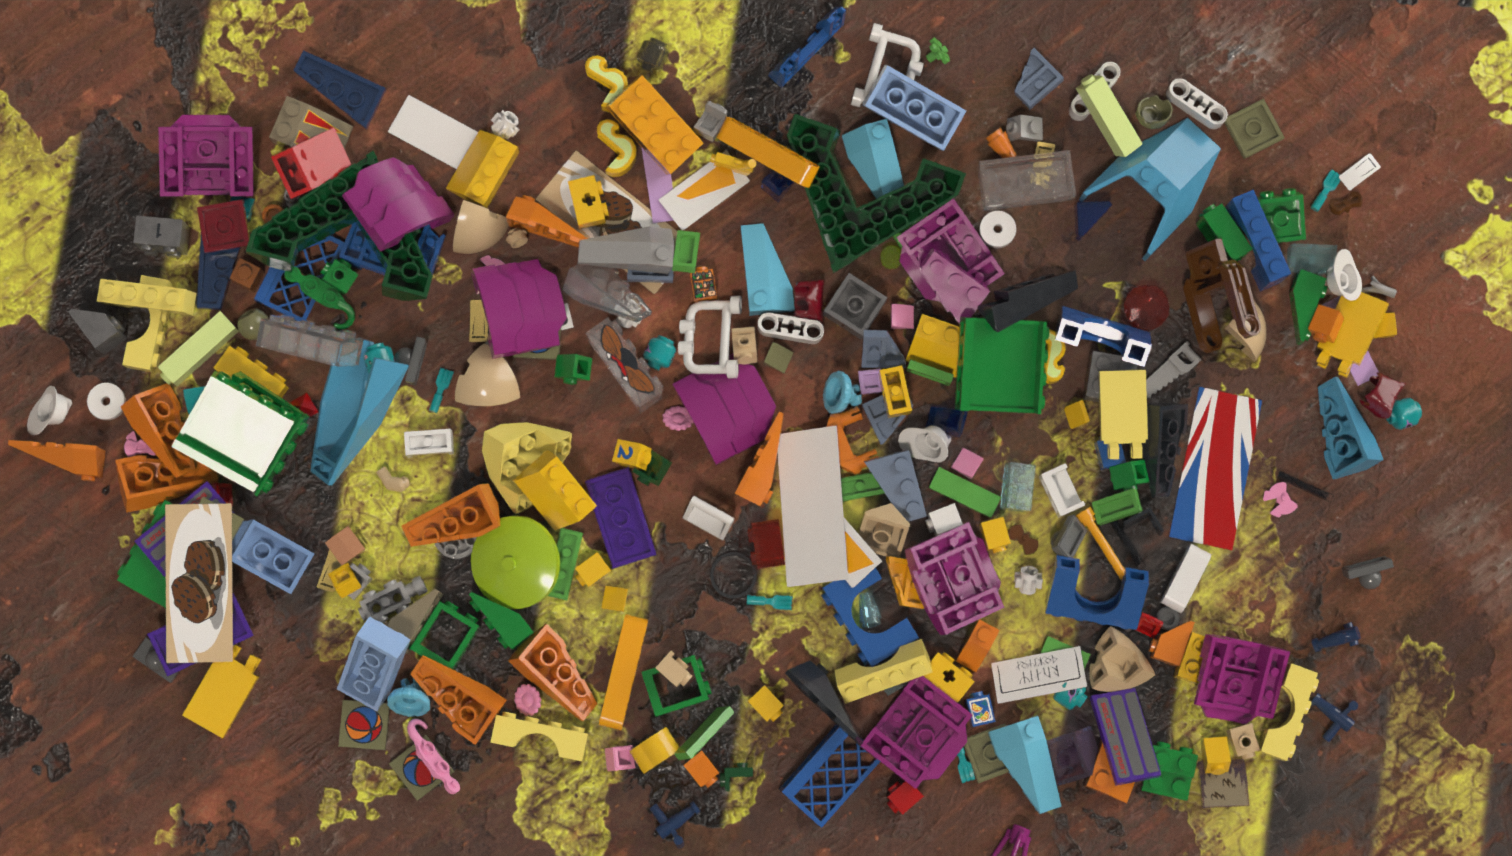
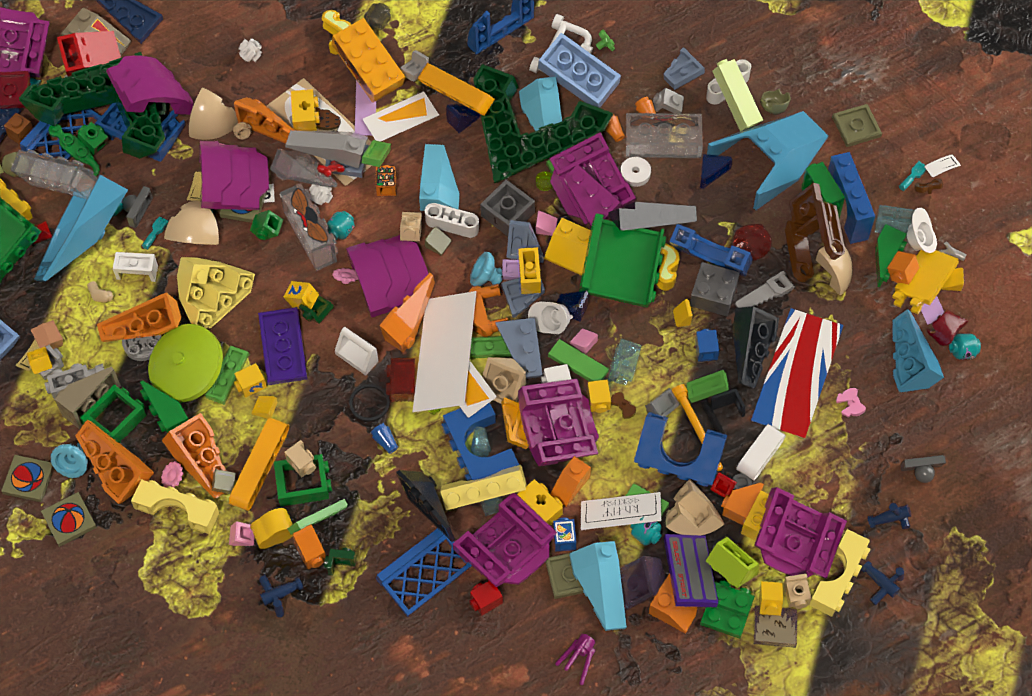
camera: 15 degrees right, 20 degrees down
(373, 663) = (44, 417): light blue brick -> none
(428, 754) = (75, 504): bright pink piece -> none
(432, 132) = (195, 54): white sticker -> none
(483, 168) = (230, 77): yellow slope -> none
(554, 491) = (229, 311): yellow slope -> none
(588, 701) = (223, 481): none -> tile
(620, 144) = (339, 75): yellow animal -> none
(634, 292) = (327, 170): none -> red piece
(687, 327) = (367, 211): white bar -> none
(738, 165) = (431, 100): yellow piece -> none
(758, 619) = (384, 437): none -> blue cone
(766, 704) = (377, 505): yellow brick -> none
(777, 602) = (403, 427): teal piece -> none
(809, 300) = (472, 198): dark red hair -> none
(929, 372) = (562, 266): bright green tile -> none
(963, 166) = (614, 129): none -> orange cone
(965, 768) = (544, 582): teal piece -> none
(1028, 580) = (622, 435): white gear -> none
(1061, 491) = (660, 369): white panel -> none
(1123, 411) = (721, 306): light yellow tile -> none
(1129, 475) = (720, 360): green brick -> none
(1170, 724) = (732, 562): none -> lime slope
(1205, 101) = (811, 100): white beam -> none
(1284, 214) = (877, 184): green plate -> none
(1300, 482) = (873, 395): black piece -> none

